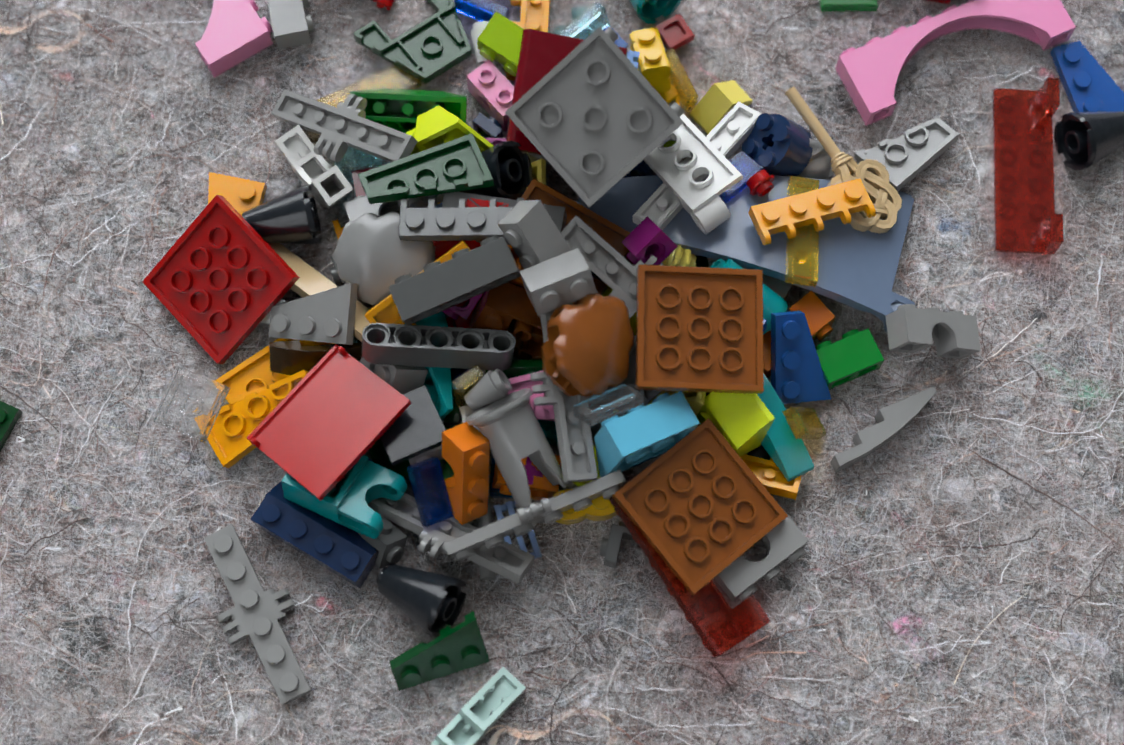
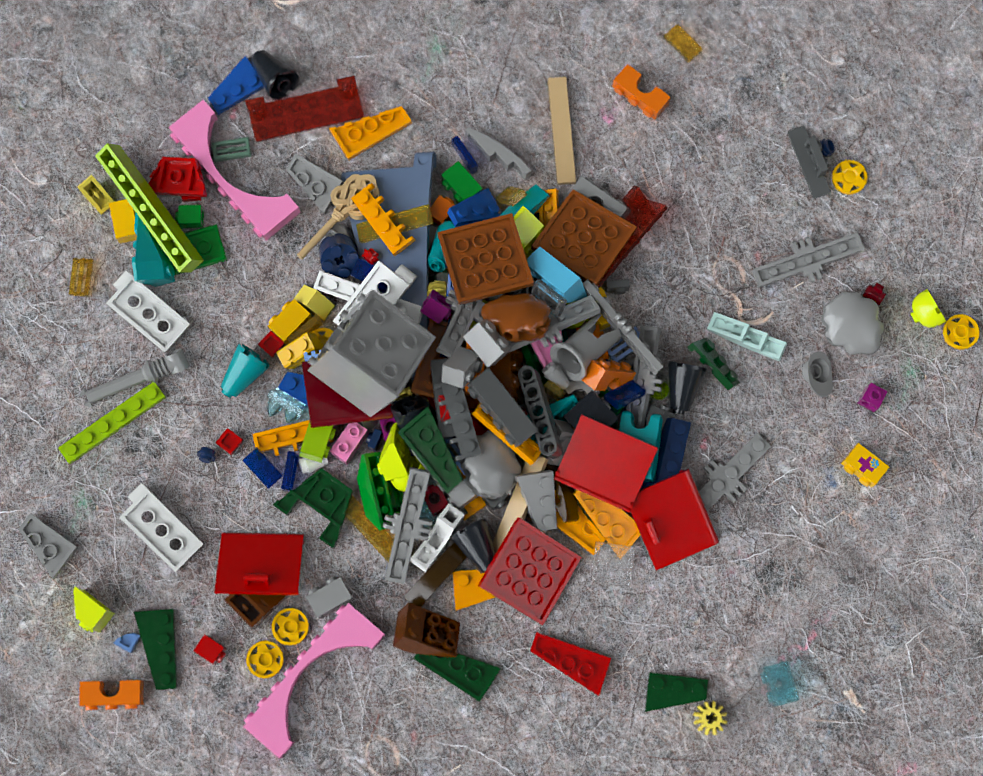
camera: 110 degrees left, 5 degrees up
(70, 316) = (575, 662): none -> red wing
(124, 155) = (463, 672): none -> dark green wing
(189, 121) = (425, 632): none -> reddish brown slope
(219, 509) = (673, 520): none -> red container
(264, 155) = (435, 576): none -> dark brown slope
(426, 563) = (664, 392): none -> clear neon green tile
(701, 61) = (289, 320): none -> yellow brick
(894, 378) = (464, 154): none -> clear blue tile
(899, 541) = (561, 131): none -> tan tile
(908, 702) = (650, 103): none -> orange arch
(913, 329) = (432, 137): light grey arch -> none
(967, 243) = (363, 134): none -> light orange wing
(987, 77) = (217, 158): none -> sand green tile

